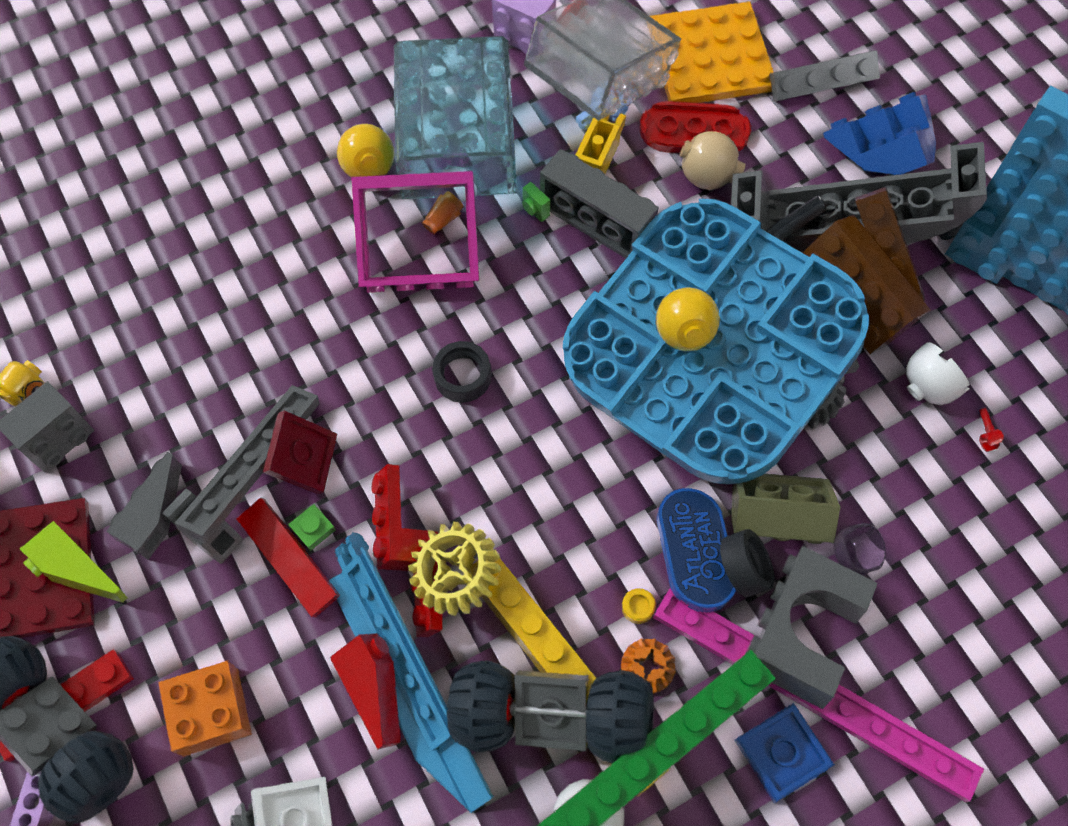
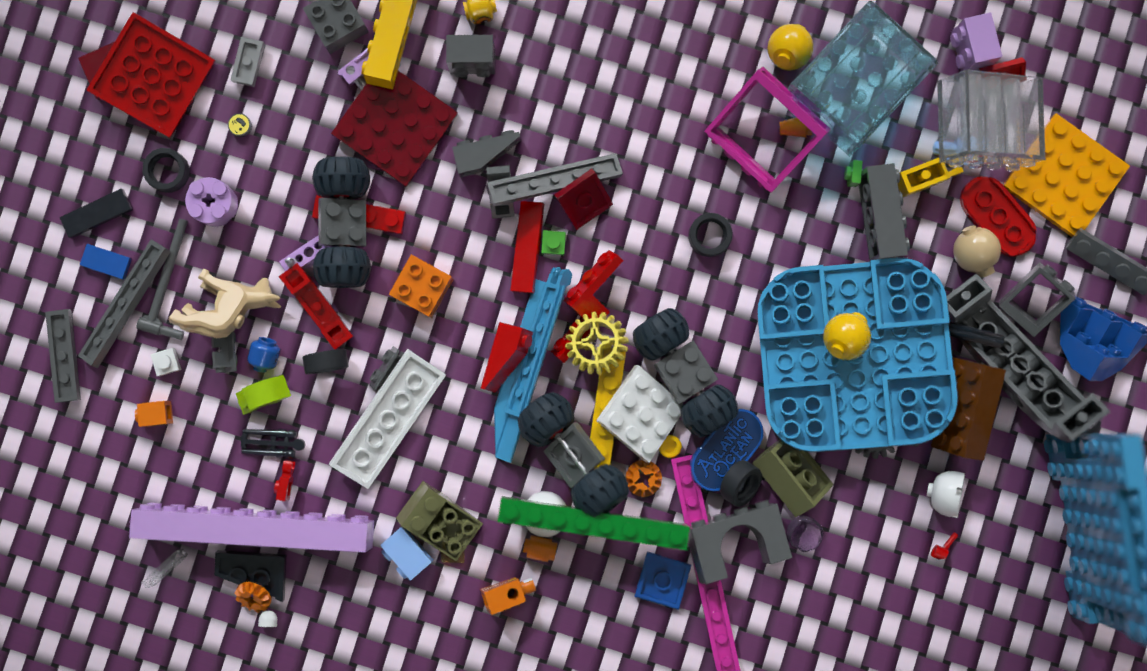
camera: 45 degrees right, 20 degrees up
(67, 564) = (418, 142): lime slope -> none
(575, 511) = (685, 372): none -> black plate
(575, 598) = (641, 413): none -> white plate
(828, 124) = (1021, 316): none -> dark grey window
(883, 226) = (1011, 398): reddish brown plate -> none

